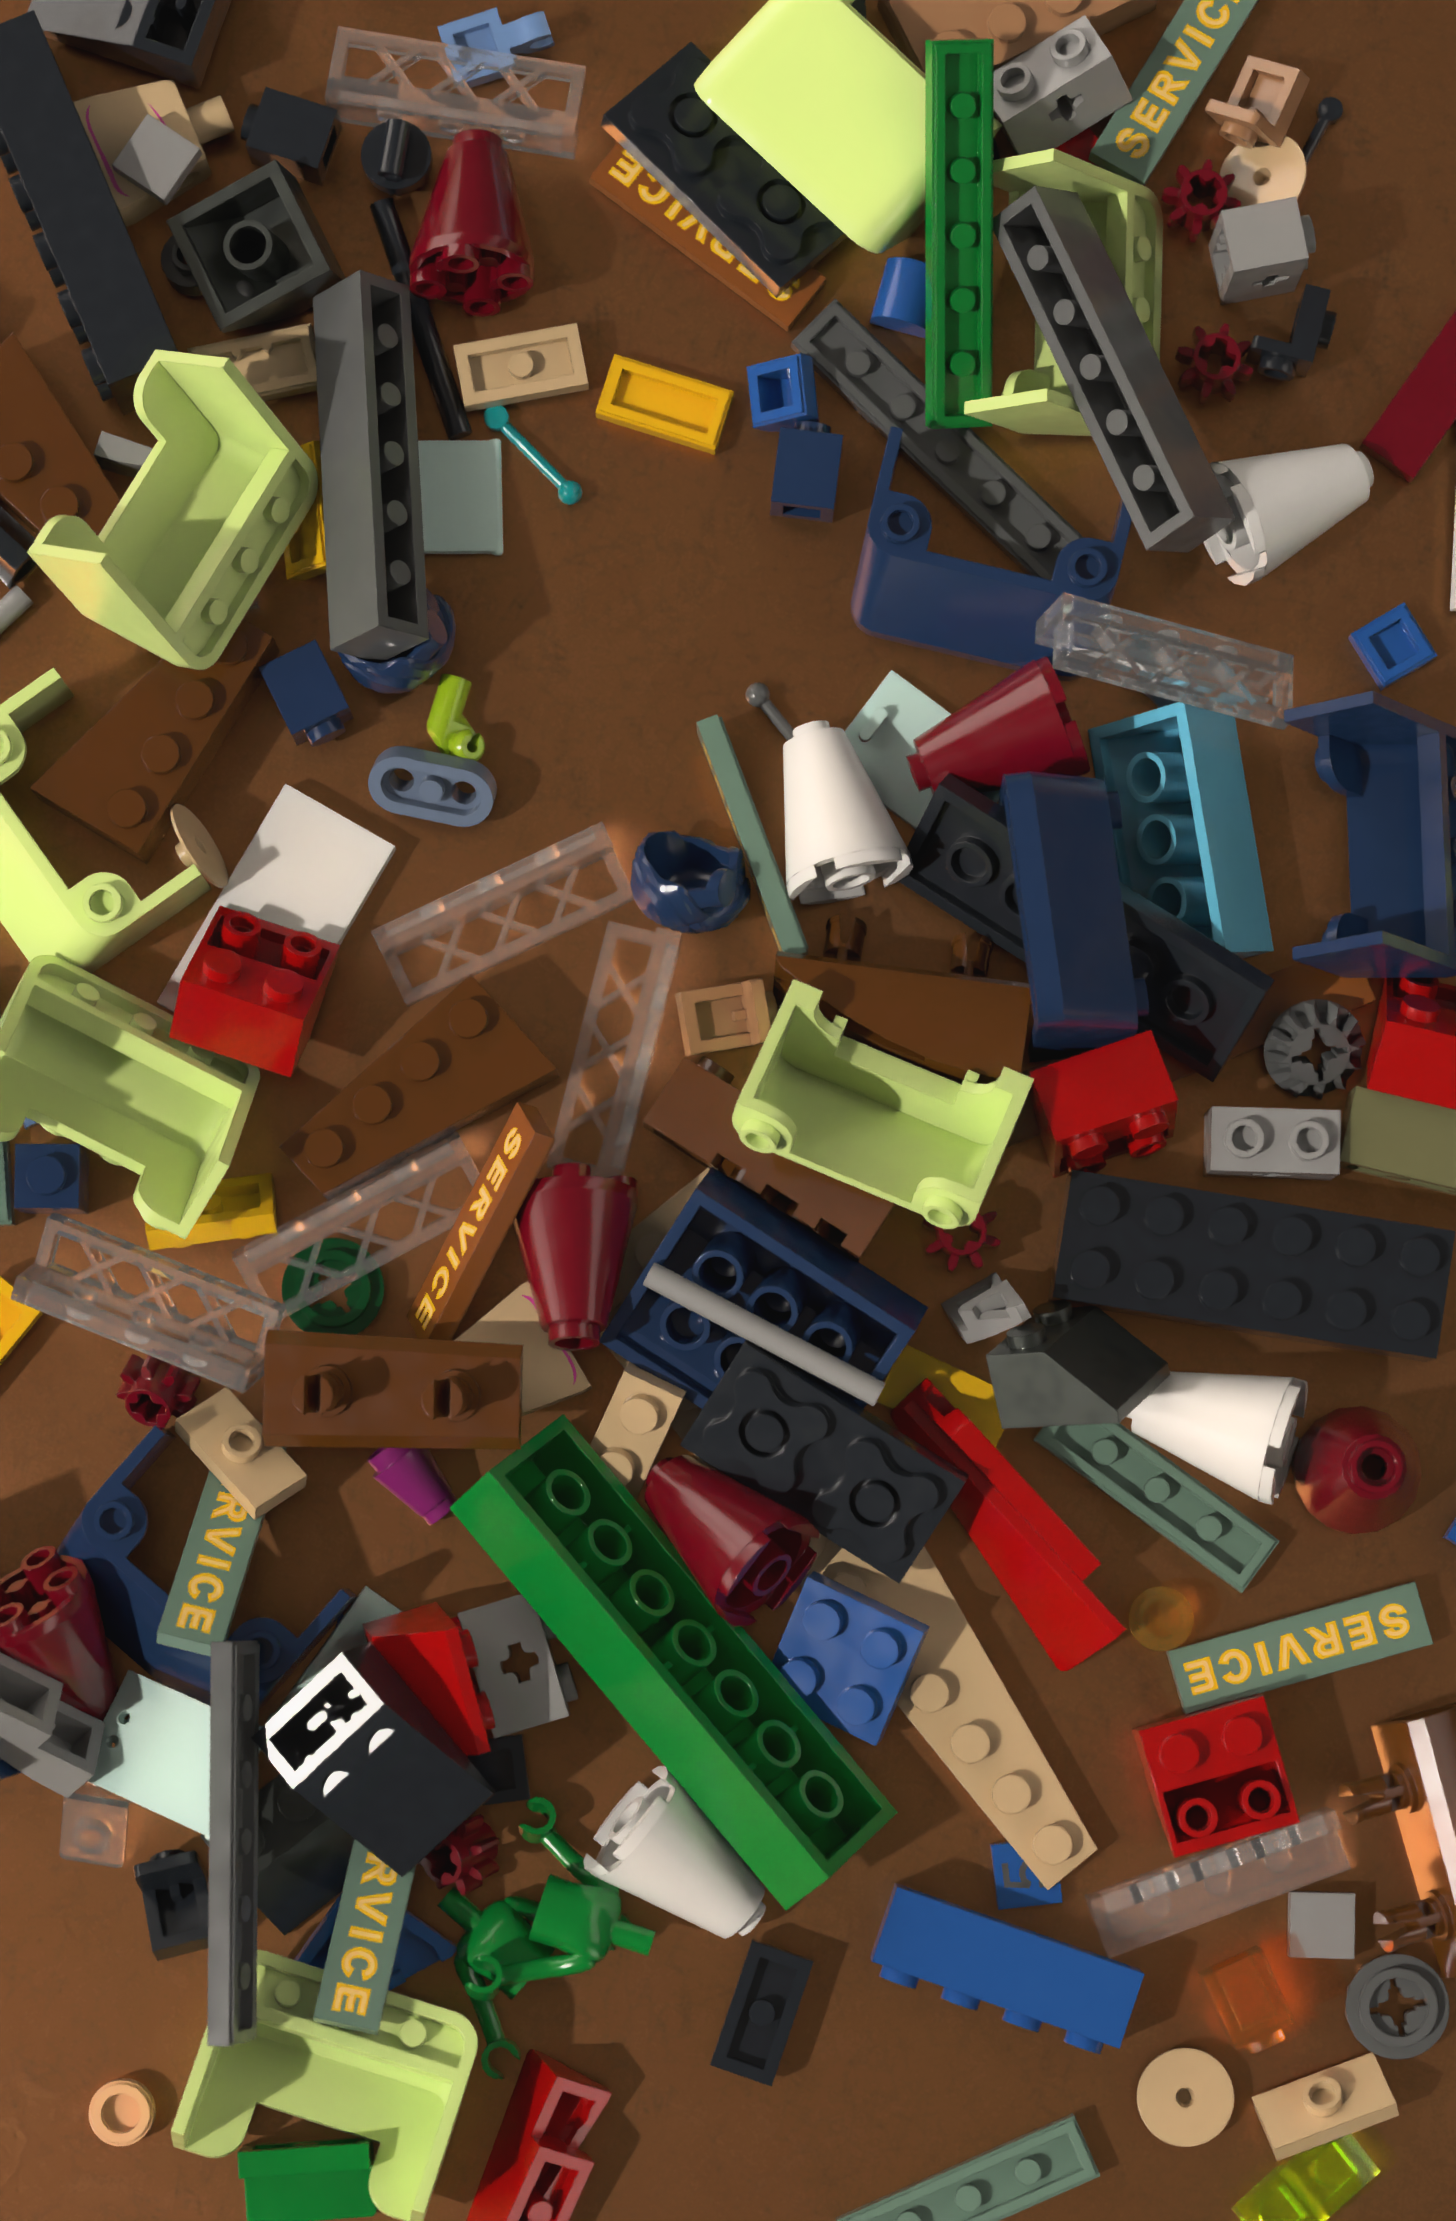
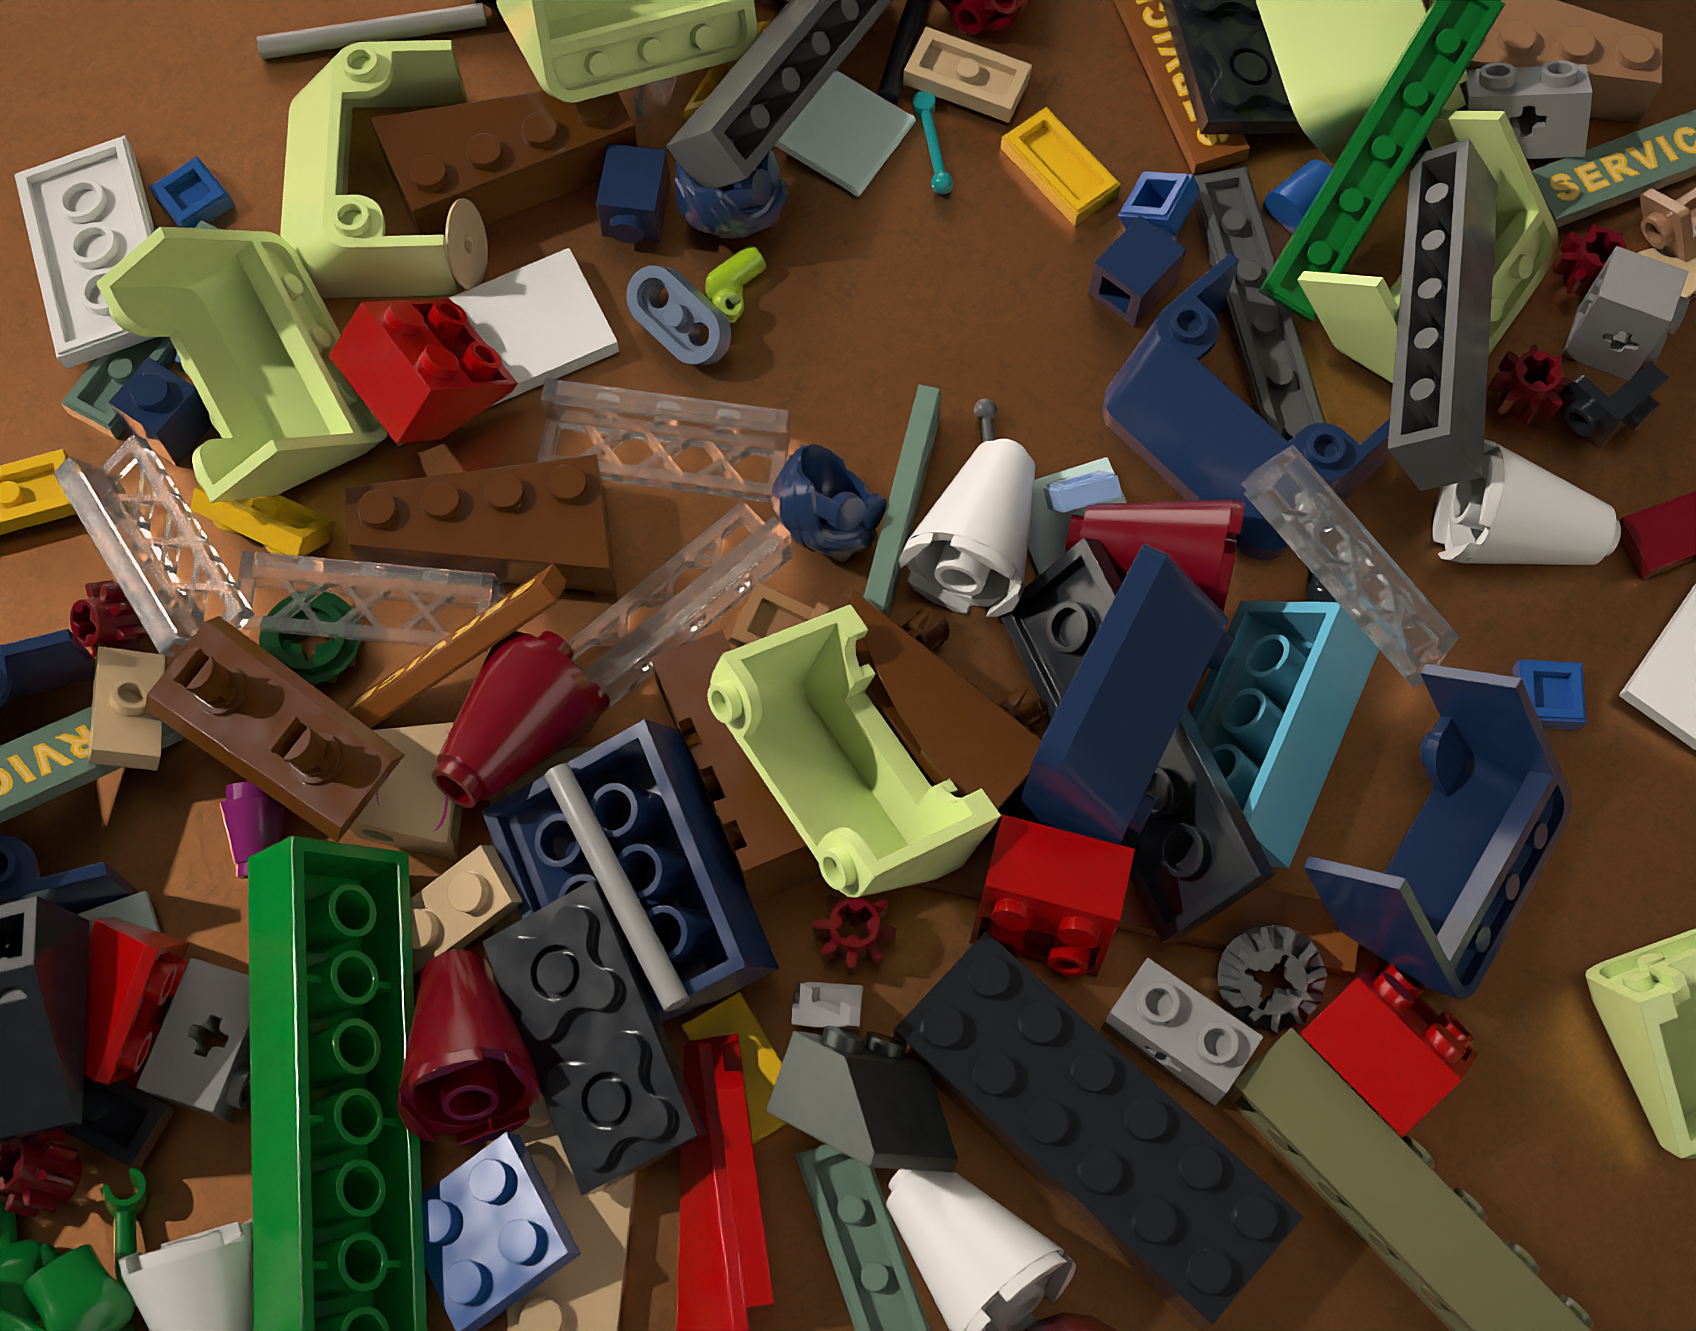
camera: 35 degrees right, 15 degrees down
(899, 728) = (1082, 491): none -> light blue tile

